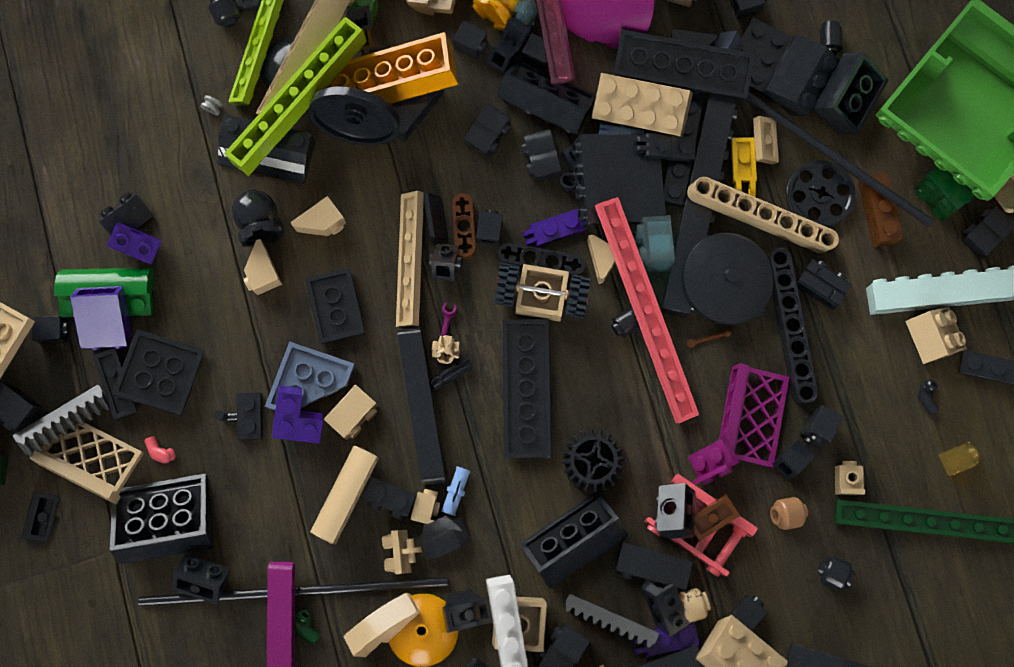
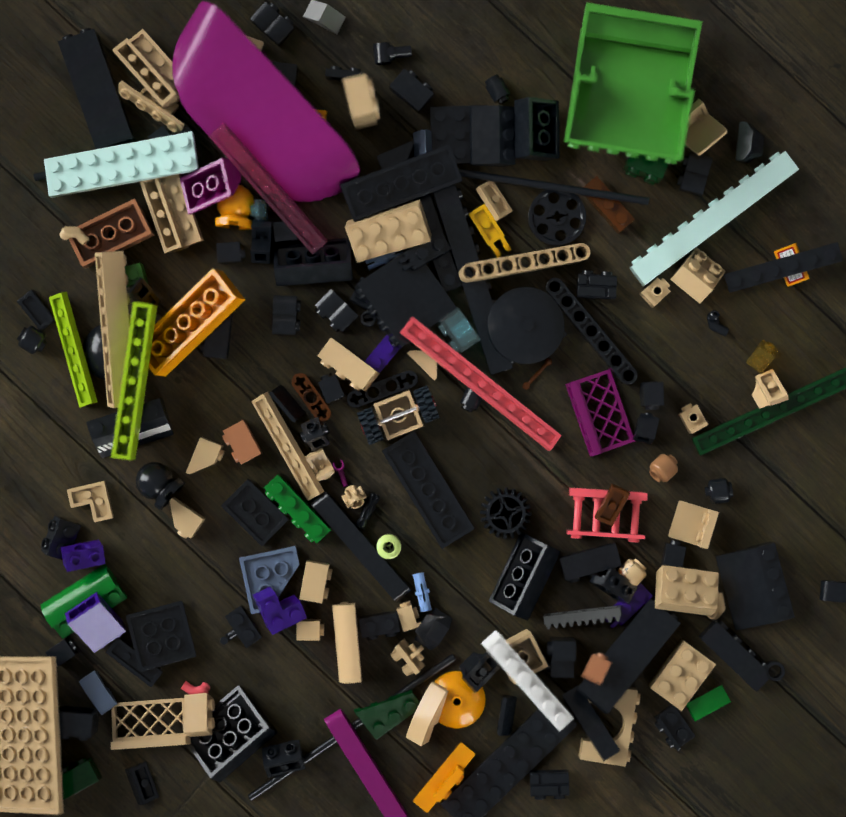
camera: 30 degrees left, 10 degrees up
(57, 388) = (98, 692): none -> sand blue slope
(62, 419) = (115, 710): dark grey gear -> none
(142, 477) = (198, 714): none -> tan brick
(187, 197) = (95, 495): none -> tan plate
(211, 105) = (69, 418): light grey bush -> none
(303, 626) = (373, 746): dark green arm -> none
(314, 459) = (310, 630): none -> tan brick
(340, 599) = (387, 714): none -> dark green wing
(354, 116) = (184, 369): black dish -> none
(366, 228) = (242, 442): none -> nougat brick
(380, 325) = (297, 508): none -> green brick
(431, 296) = (320, 464): none -> tan bracket
(443, 417) = (388, 553): none -> yellowish green head
(520, 213) = (347, 365): none -> tan brick
(681, 522) = (591, 522): brick -> none
(713, 460) = (590, 464): magenta bracket -> none
(787, 593) = (693, 524): none -> tan bracket
(875, 330) = (649, 295): none -> tan brick
(949, 497) = (768, 390): none -> tan slope

